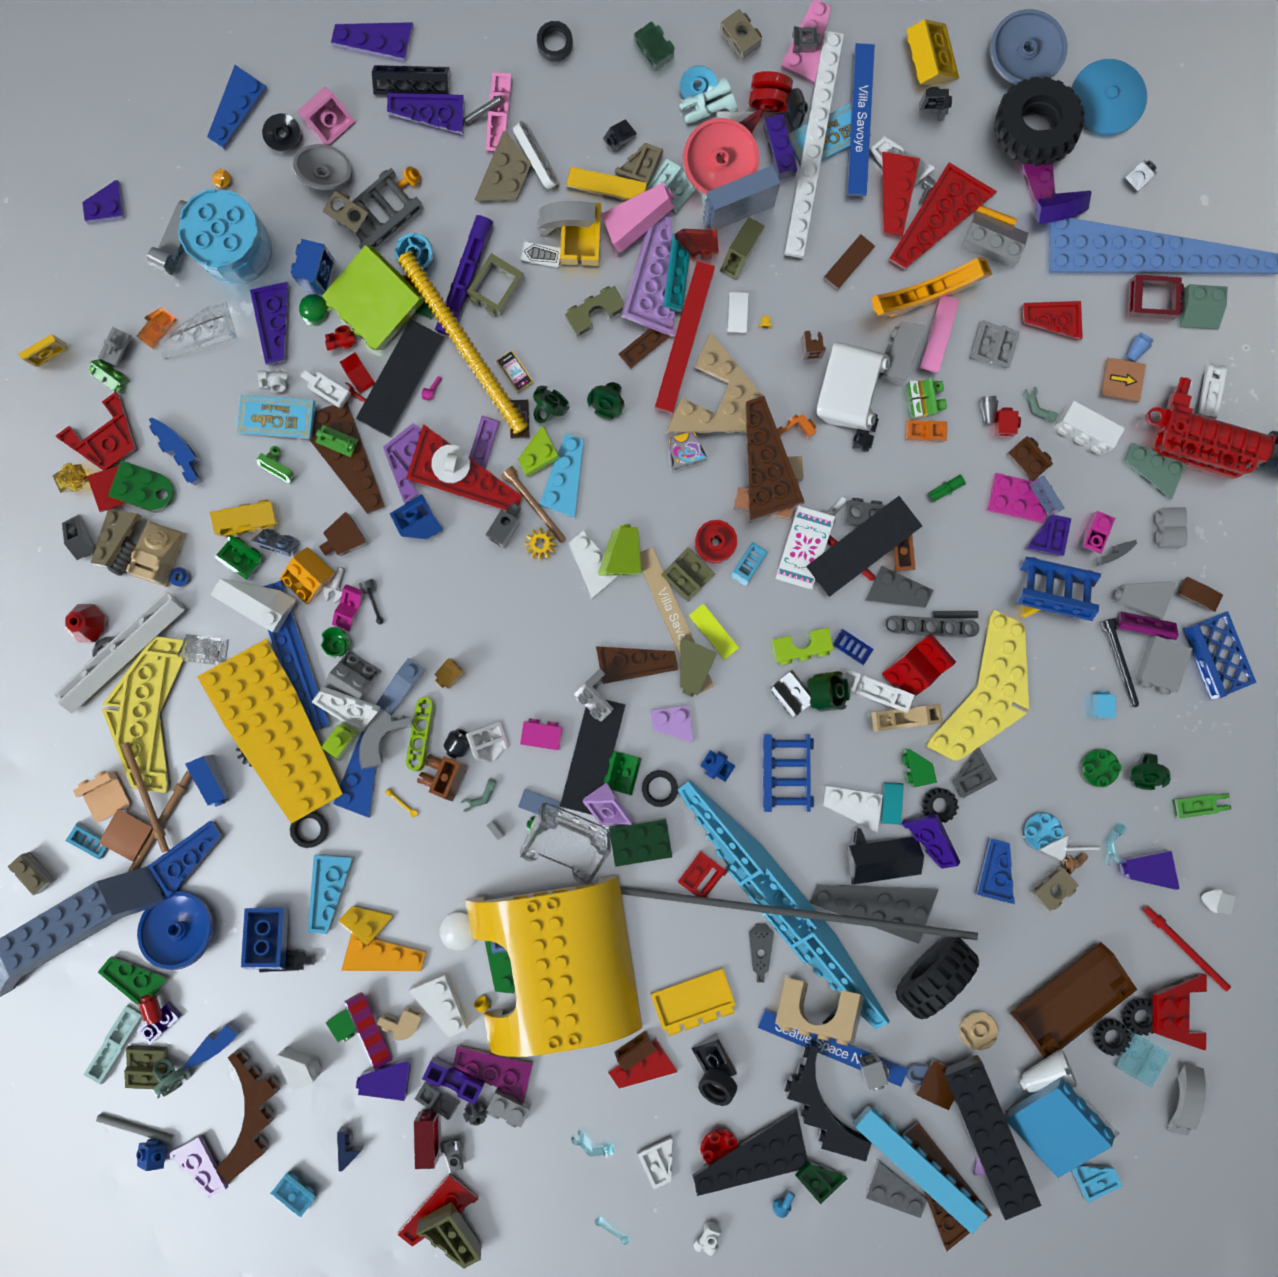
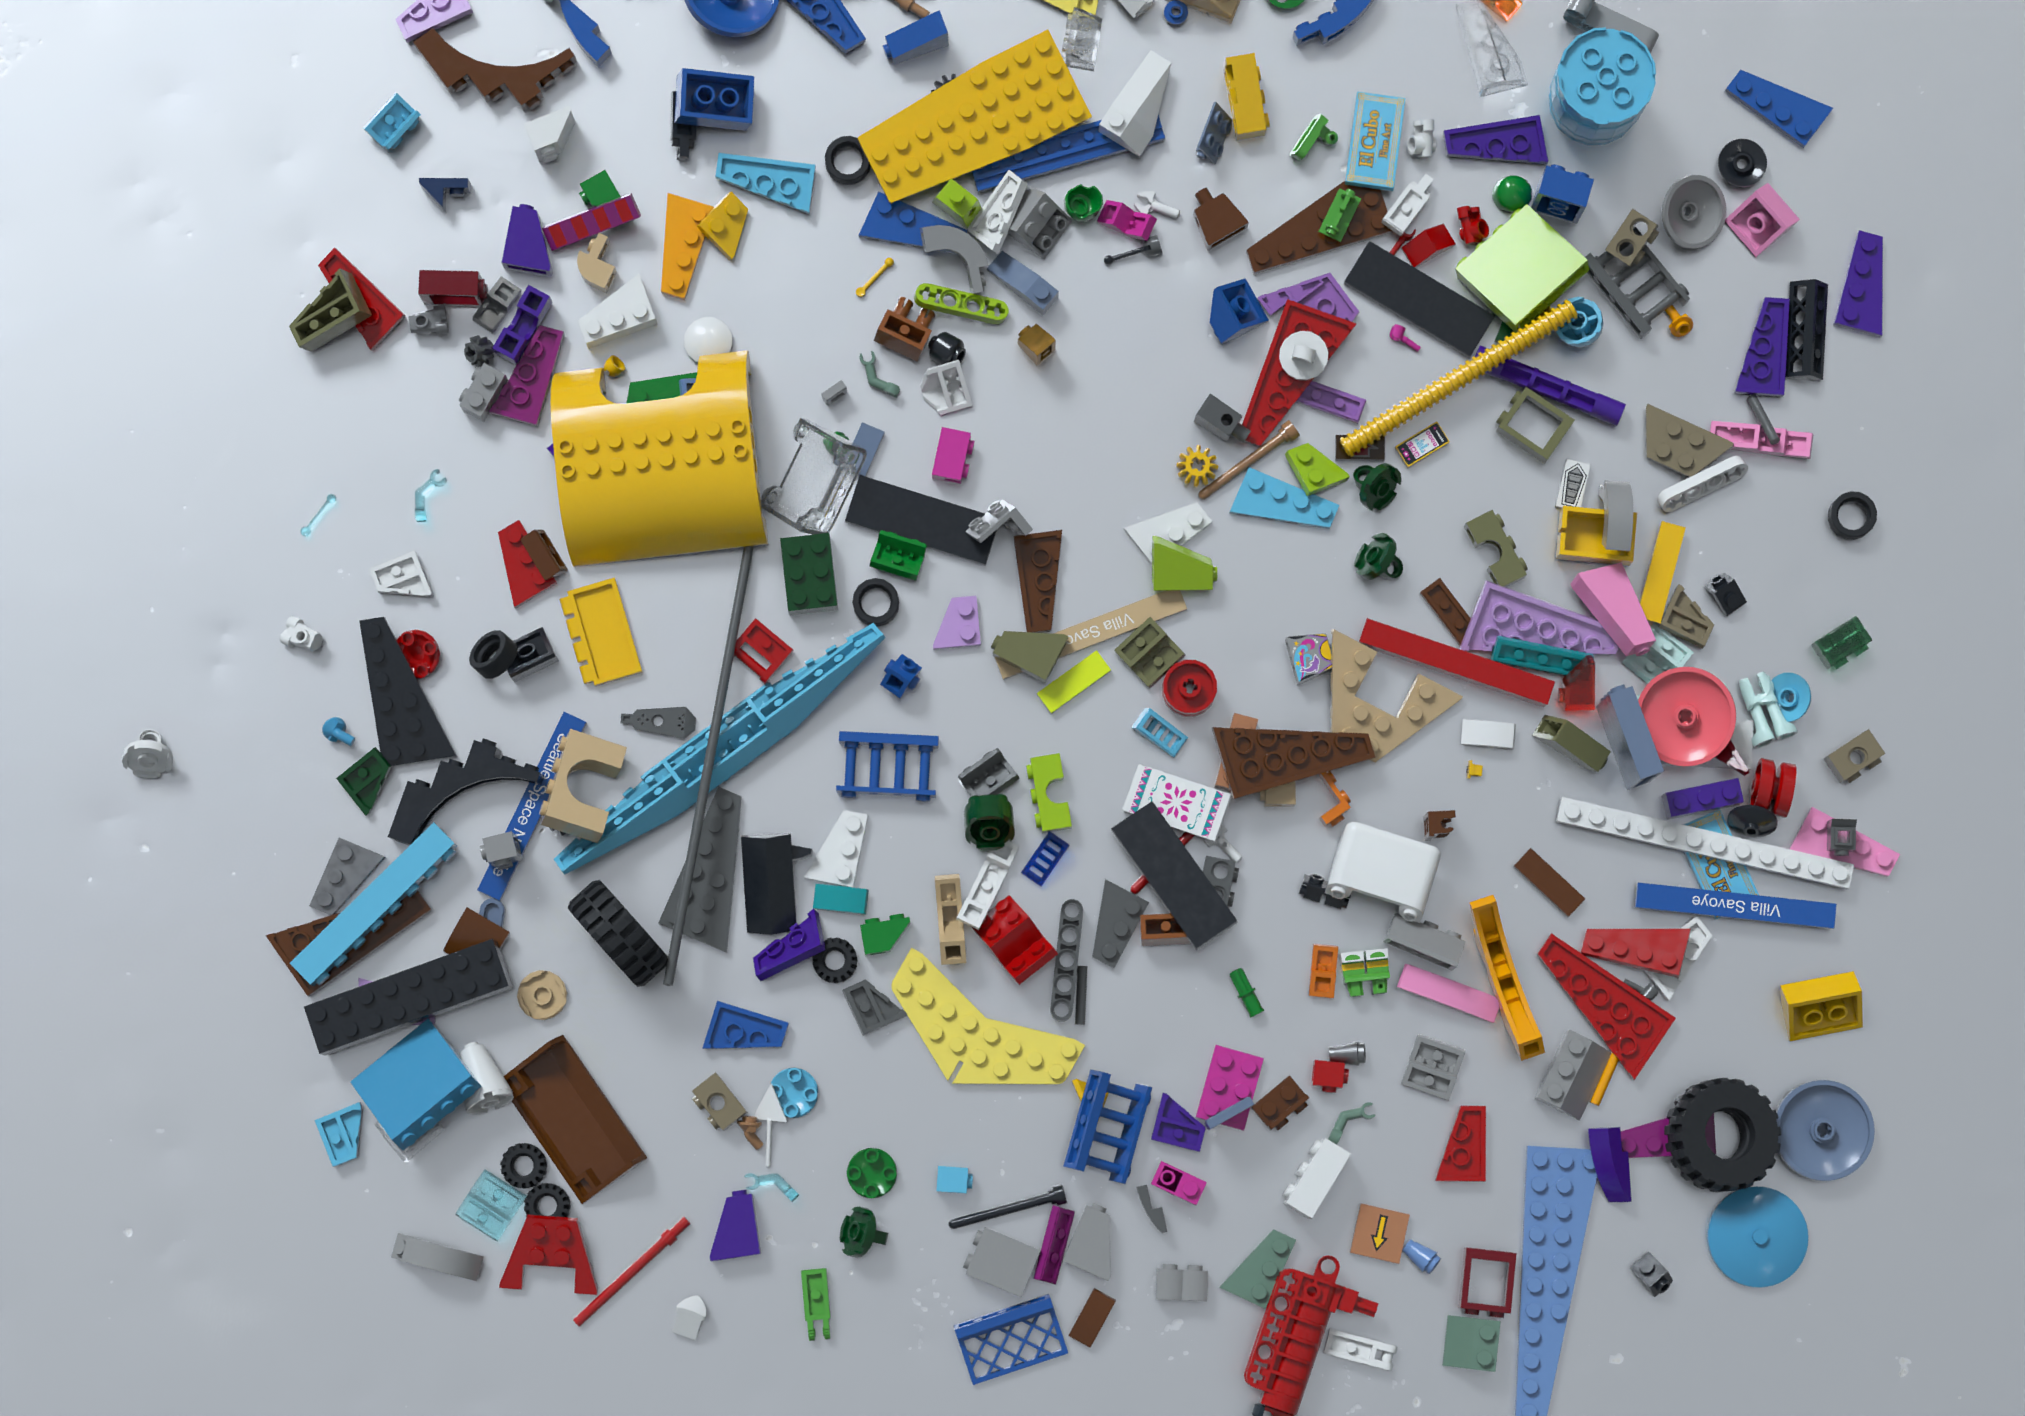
camera: 90 degrees right, 5 degrees down
(221, 178) = (1686, 85): light orange plate -> none
(239, 557) = (1197, 88): green bracket -> none
(306, 575) = (1170, 170): light orange slope -> none
(607, 807) = (856, 533): lavender slope -> none
(936, 99) = (1758, 1000): black bracket -> none

